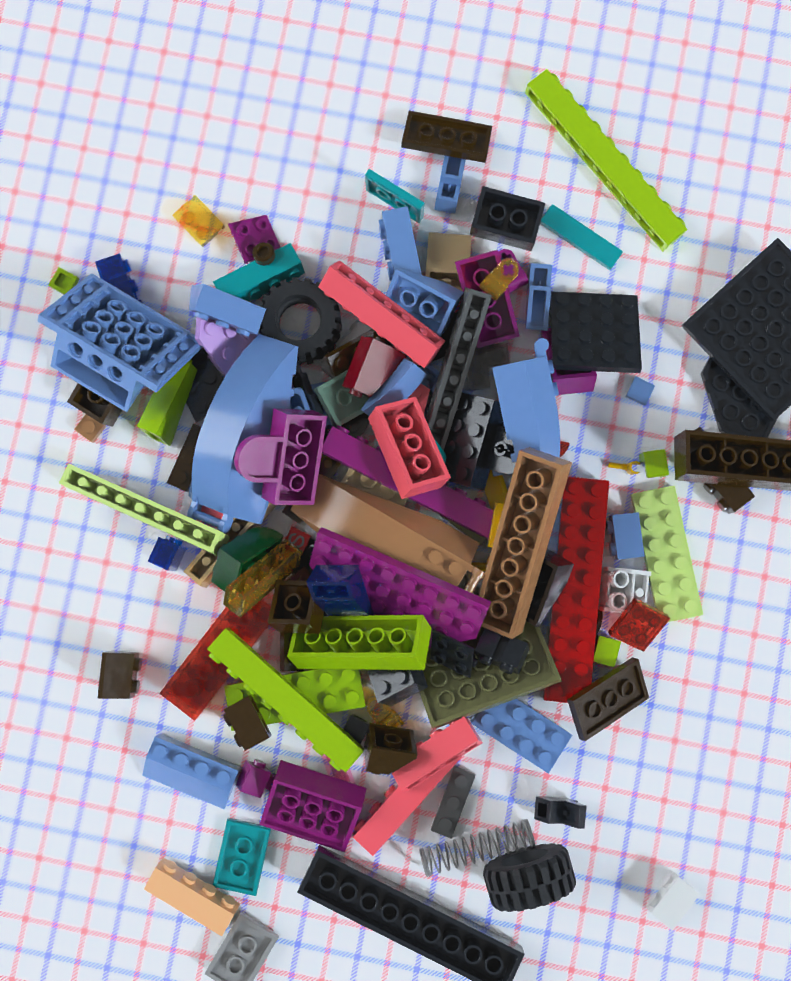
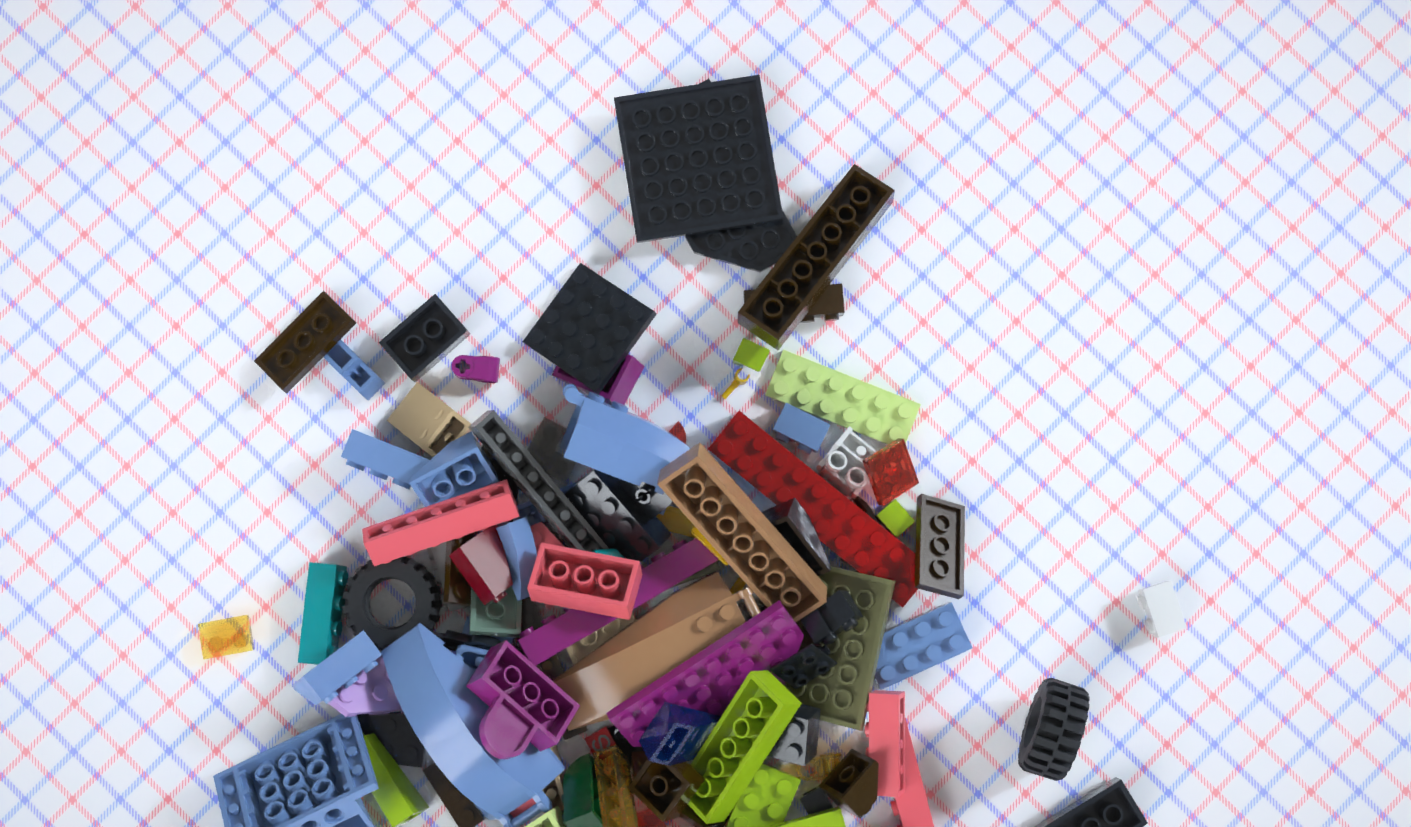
camera: 60 degrees left, 0 degrees up
(63, 281) = (198, 808): lime plate -> none
(116, 272) = (224, 752): clear blue slope -> none
(252, 232) = (280, 593): magenta hinge -> none
(263, 253) = (303, 595): dark brown tile -> none
(394, 195) = (330, 432): teal tile -> none
(453, 802) = (943, 754): dark grey plate -> none
(497, 281) = (482, 391): clear yellow piece -> none
(500, 317) = (468, 398): magenta slope -> none
(528, 831) = (979, 817): light grey piece -> none
(538, 296) = (519, 357): medium blue slope -> none
(560, 811) = (1014, 660): black brick -> none
(581, 237) = (488, 277): teal tile -> none
(605, 160) = (429, 205): lime brick -> none
(640, 391) = (673, 321): medium blue tile -> none

